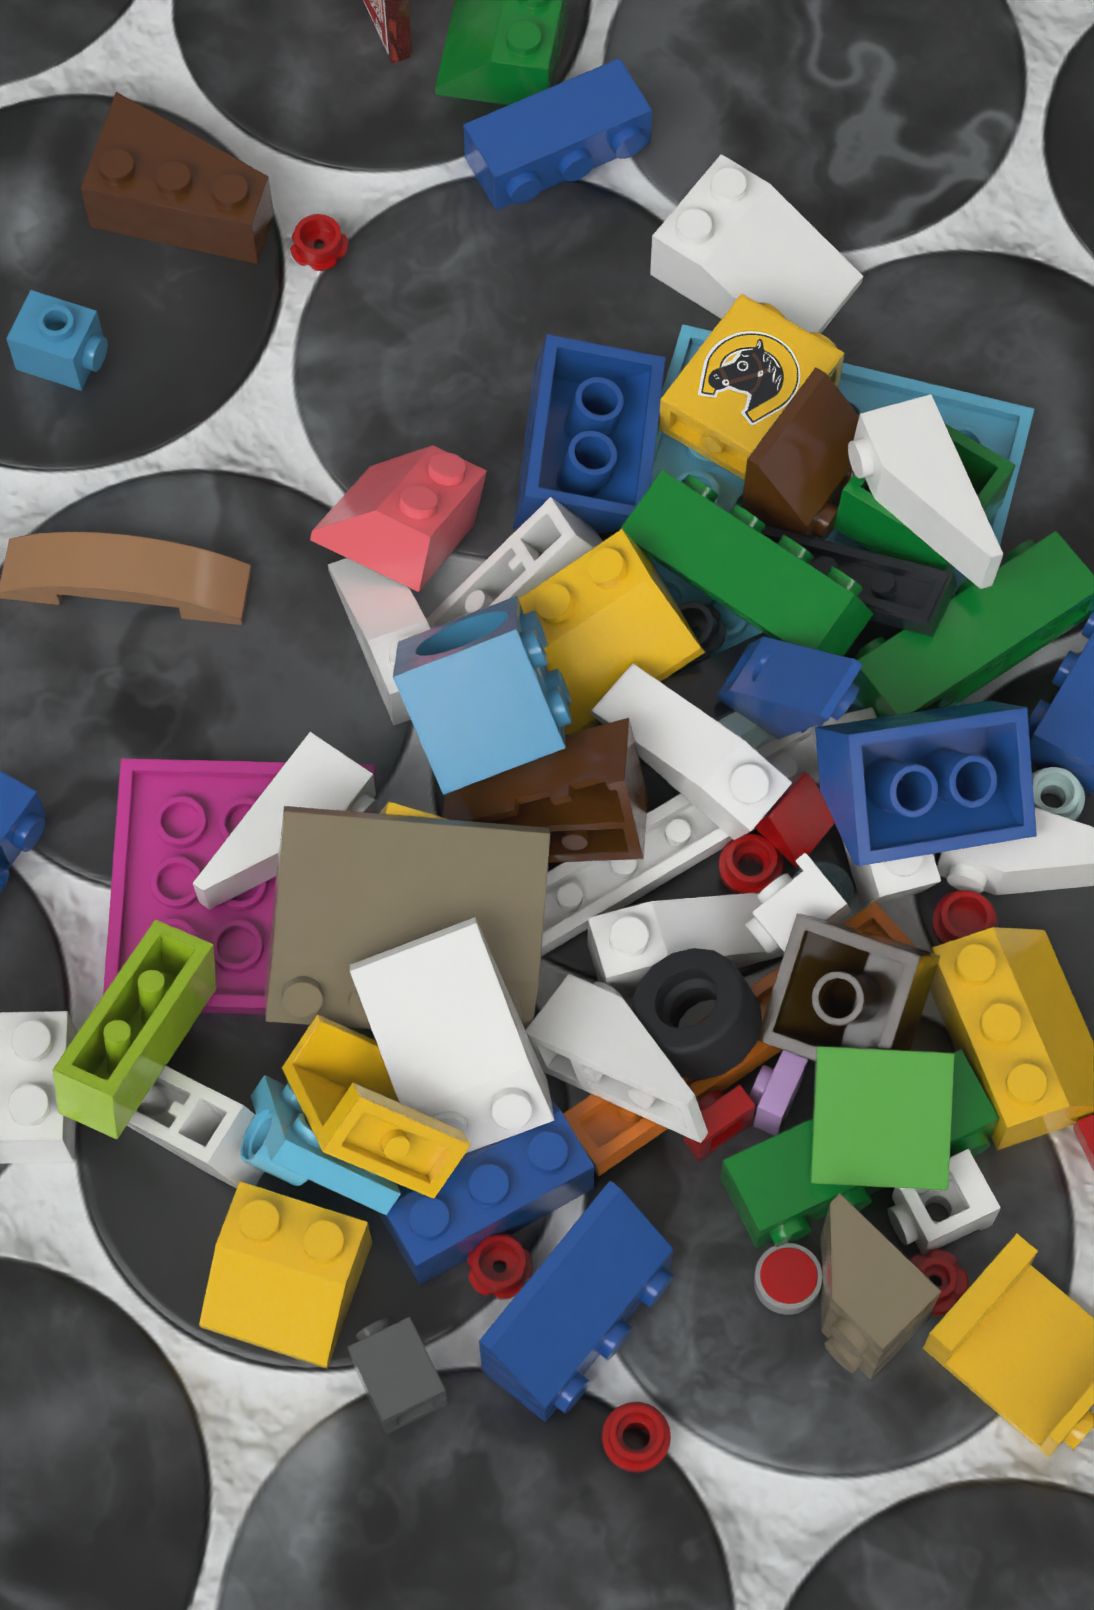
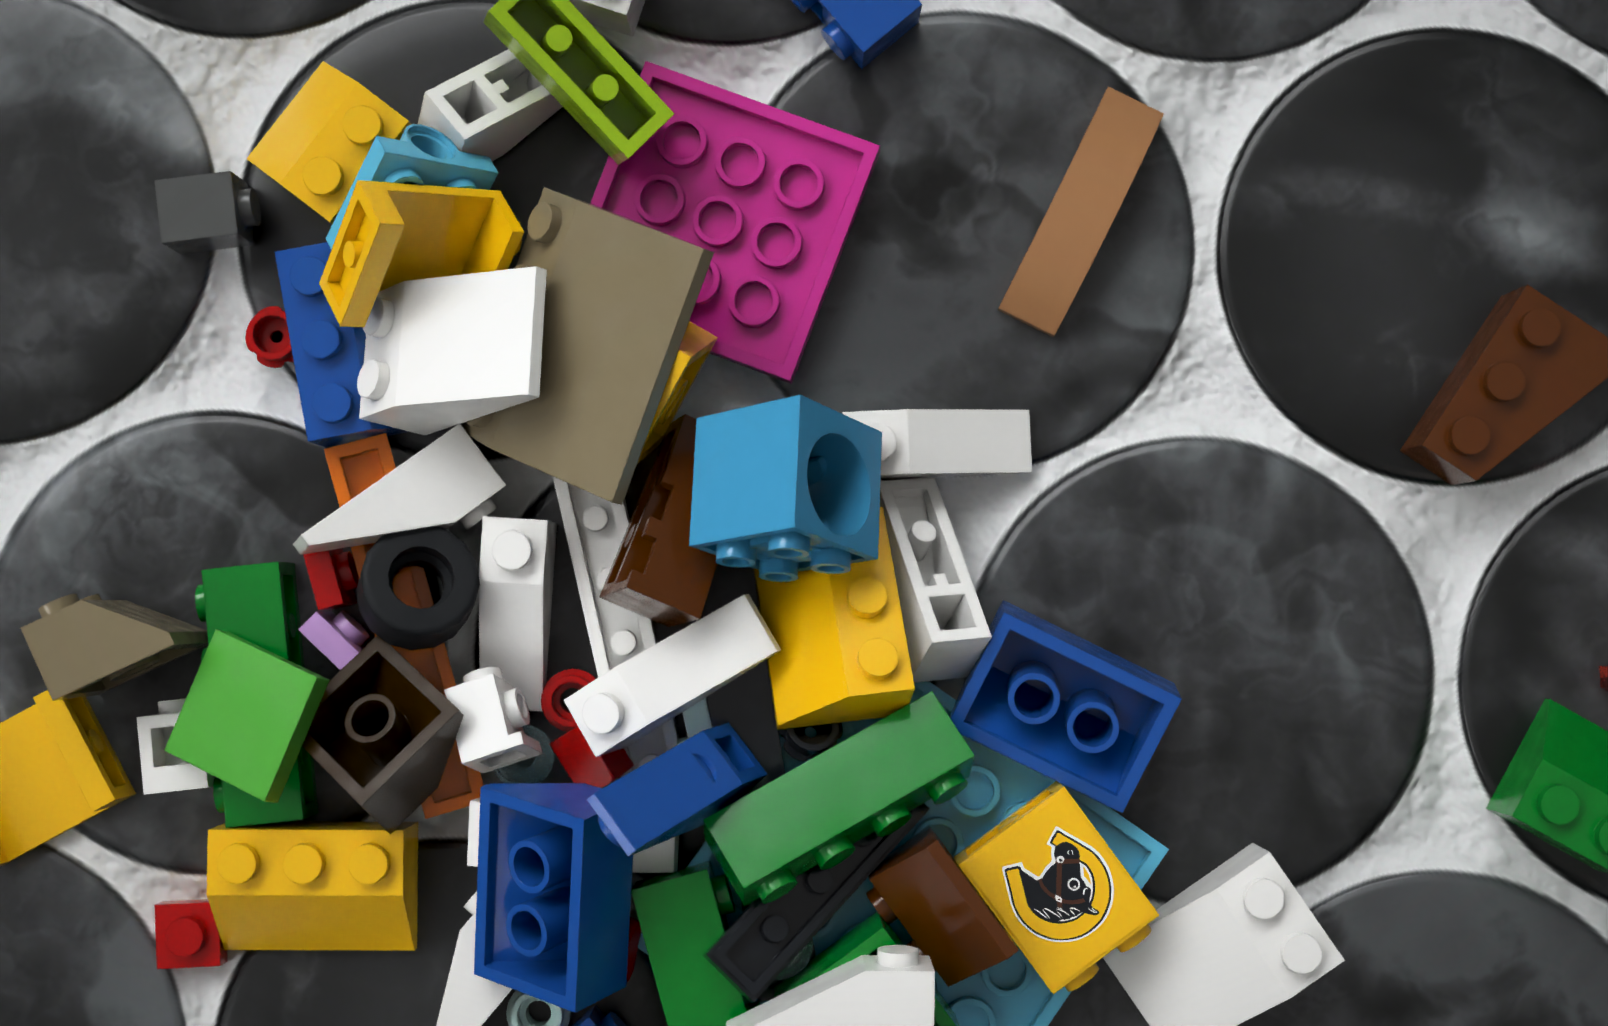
camera: 110 degrees right, 20 degrees up
(57, 340) = (1366, 219): dark azure brick -> none
(310, 778) = (748, 286): white slope -> none
(316, 230) = (1412, 511): red plate -> none
(405, 515) = (1045, 492): coral slope -> none
(558, 134) = (1441, 805): blue brick -> none
(577, 1305) = (200, 384): blue slope -> none
(641, 1416) = (66, 402): red plate -> none
(788, 1279) = (171, 585): red tile -> none
(953, 1279) = (104, 710): red plate -> none
(962, 915) = (445, 879): red plate -> none

